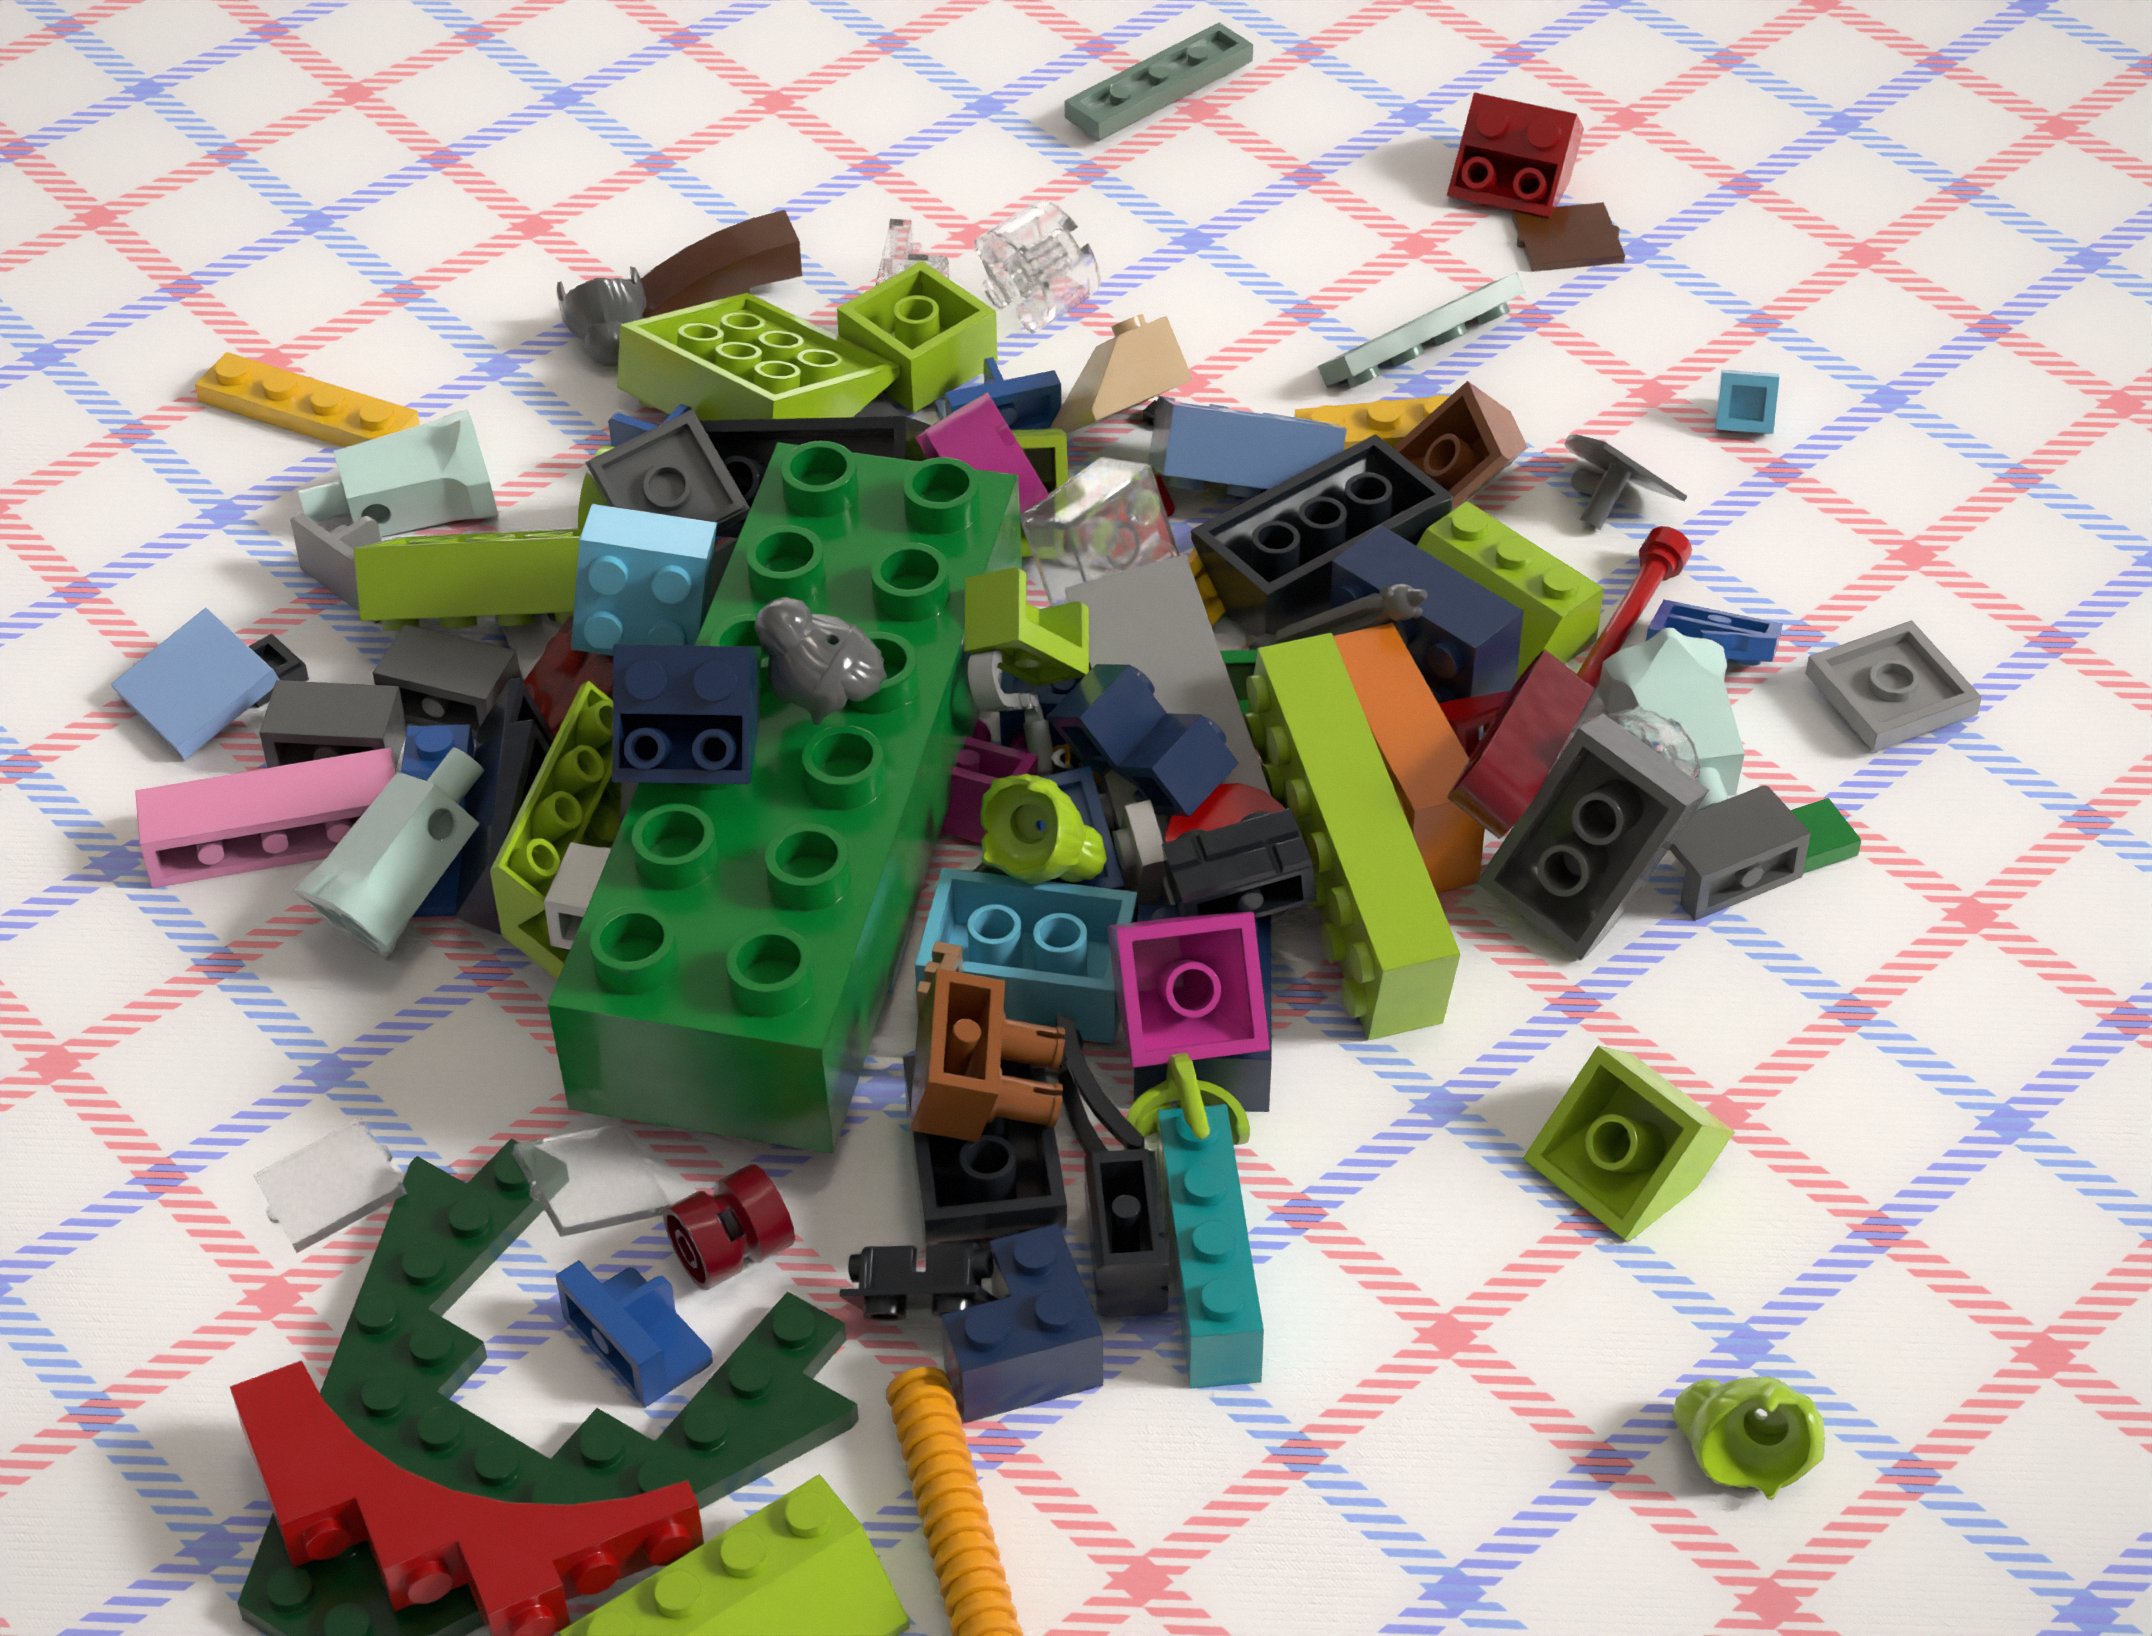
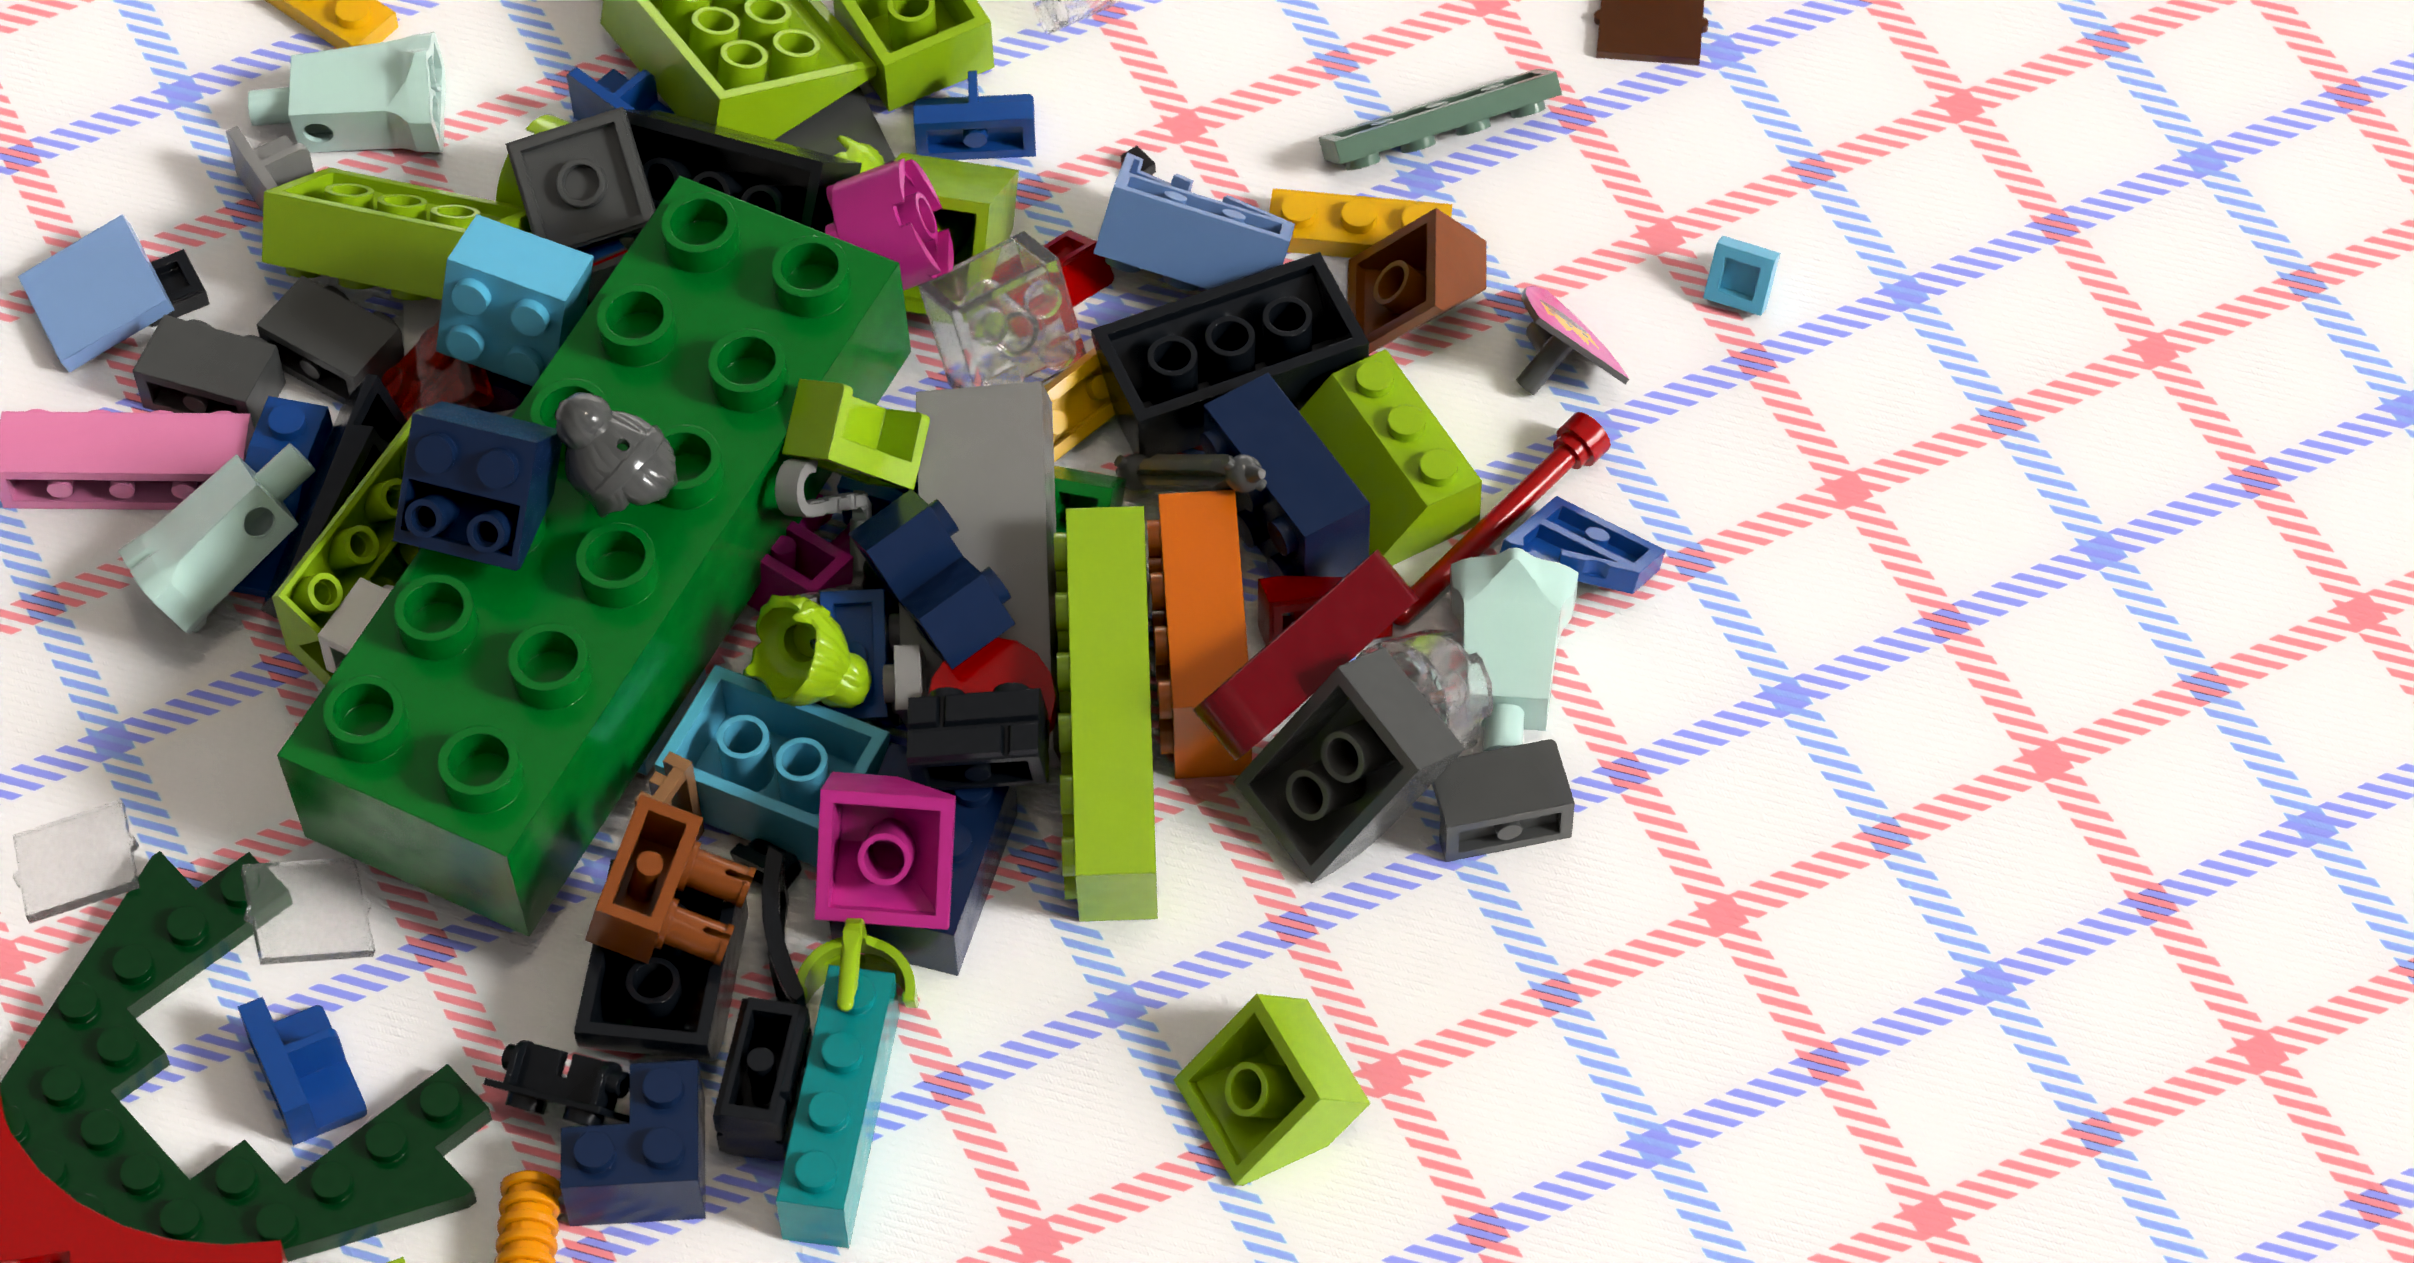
camera: 15 degrees right, 10 degrees up
(749, 1214) = (434, 982): dark red wheel -> none
(1125, 372) = (1094, 126): tan slope -> none
(1830, 837) = (1602, 796): green tile -> none
(1893, 685) = (1747, 645): light grey plate -> none

